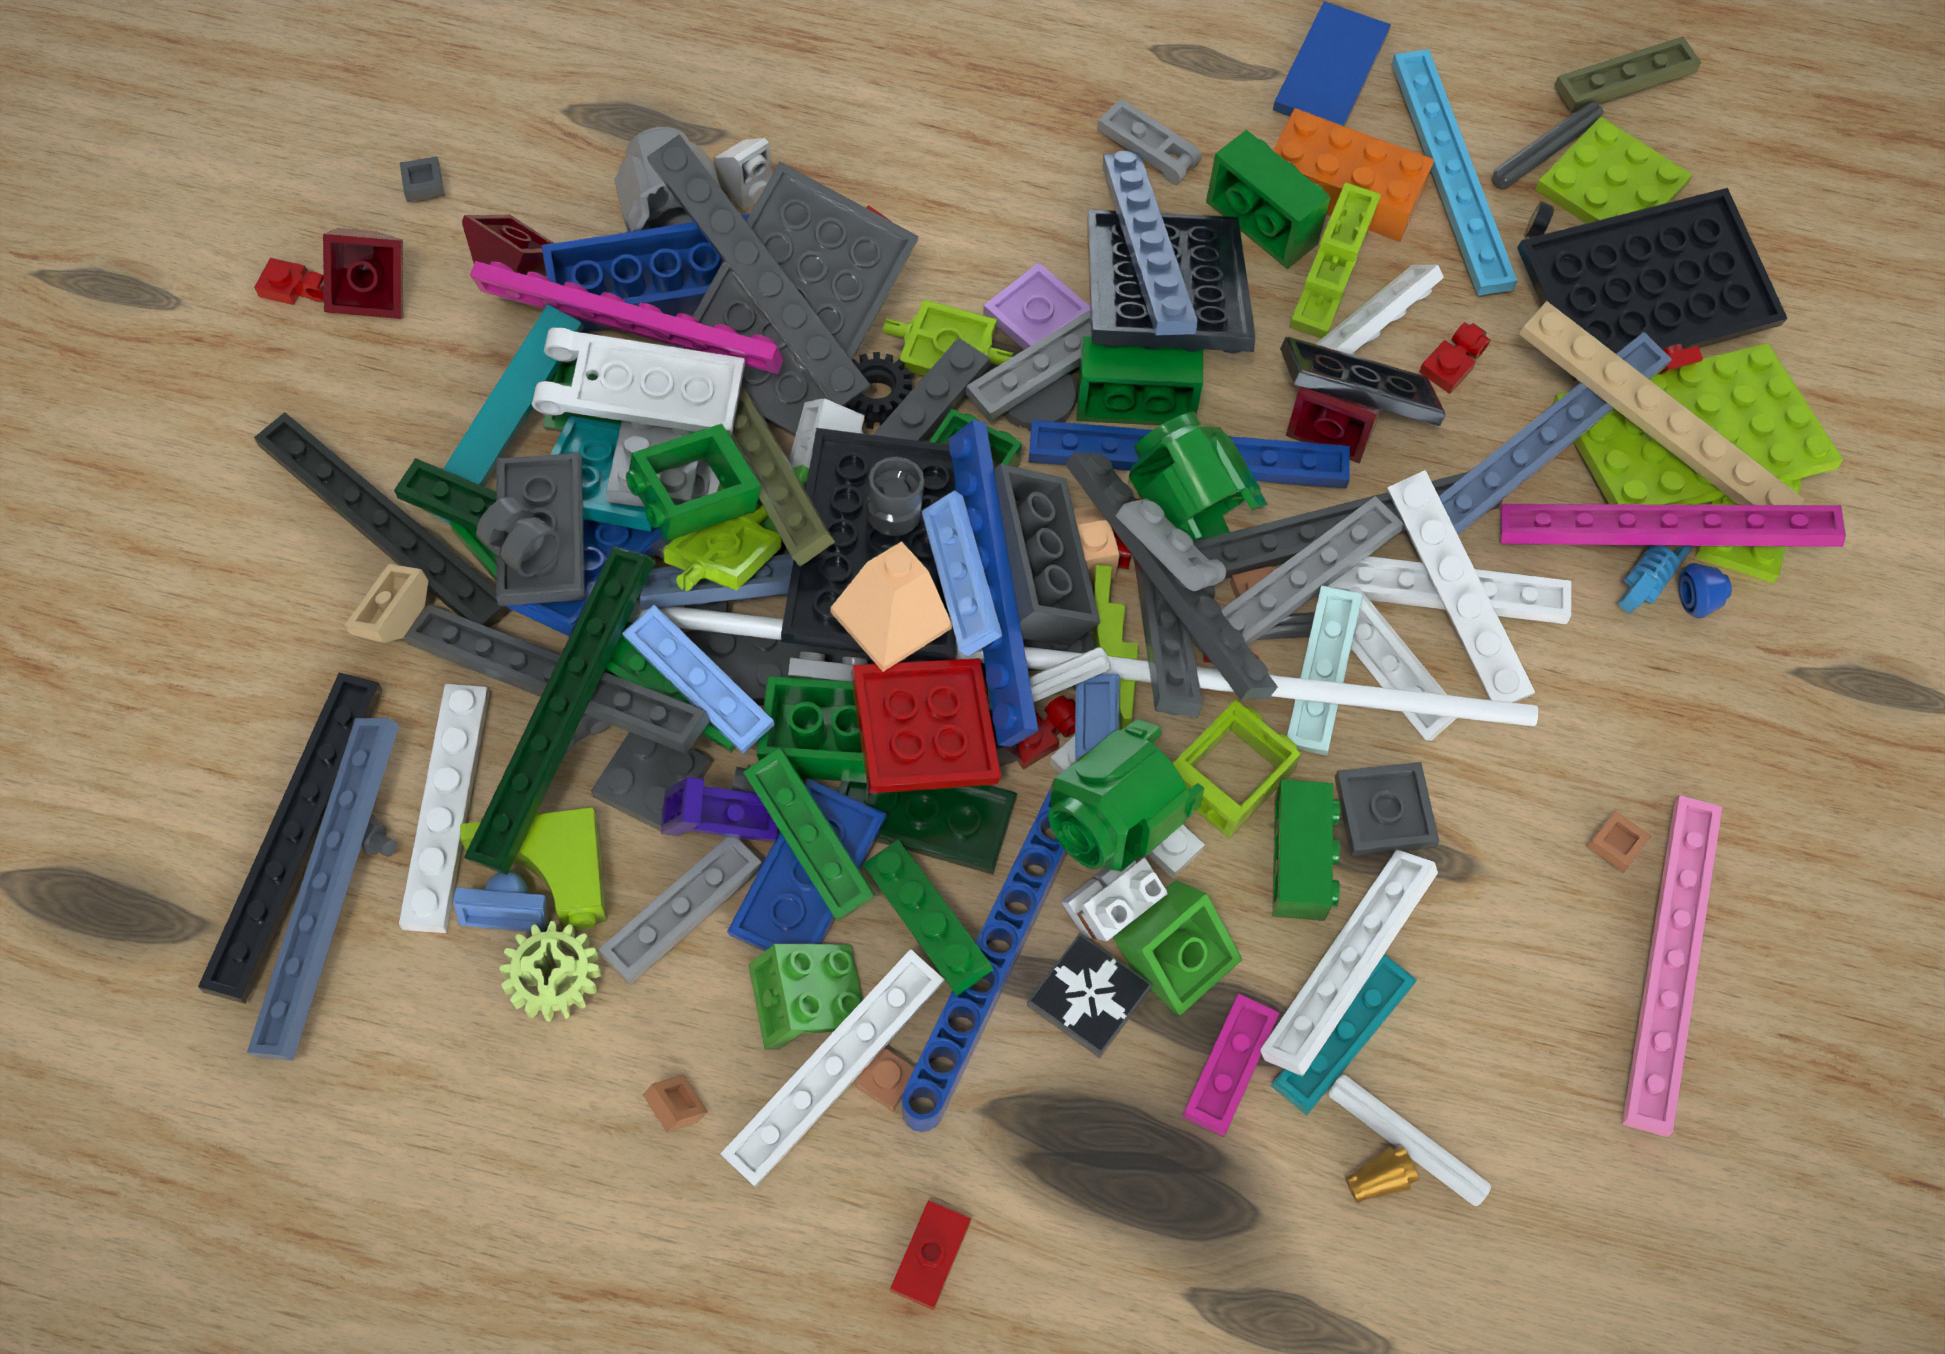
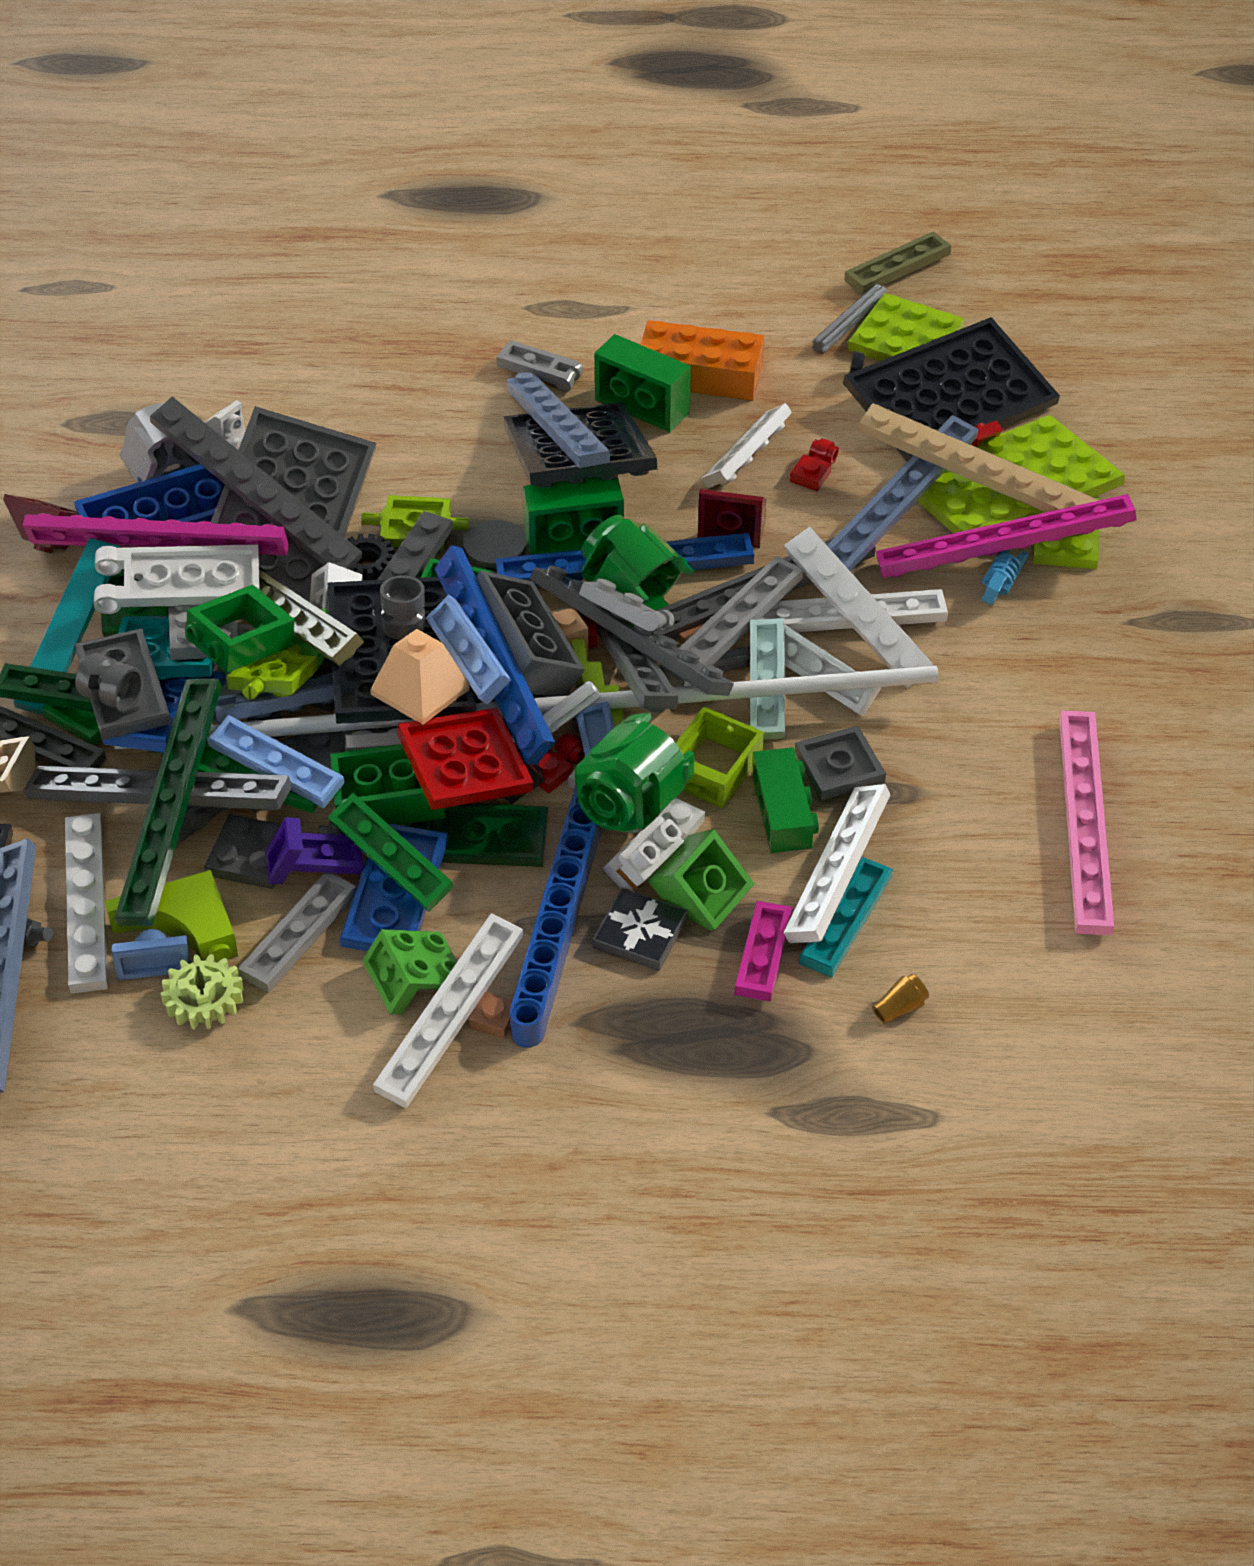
camera: 10 degrees left, 15 degrees down
(675, 1103) = (326, 1060): nougat plate -> none
(928, 917) = (500, 894): green plate -> none
(930, 1255) = (559, 1124): red plate -> none
(1030, 369) = (488, 522): light grey plate -> none
(1034, 306) = (481, 489): lavender plate -> none
(1332, 64) = (670, 291): blue tile -> none
(1335, 260) = (705, 415): lime slope -> none
(1362, 381) = (746, 484): black tile -> none
(1418, 1145) = (933, 980): white axle -> none
(1454, 173) = (782, 347): medium azure plate -> none
(1619, 841) = (1023, 750): nougat plate -> none
(1703, 589) = (1043, 577): blue cone -> none

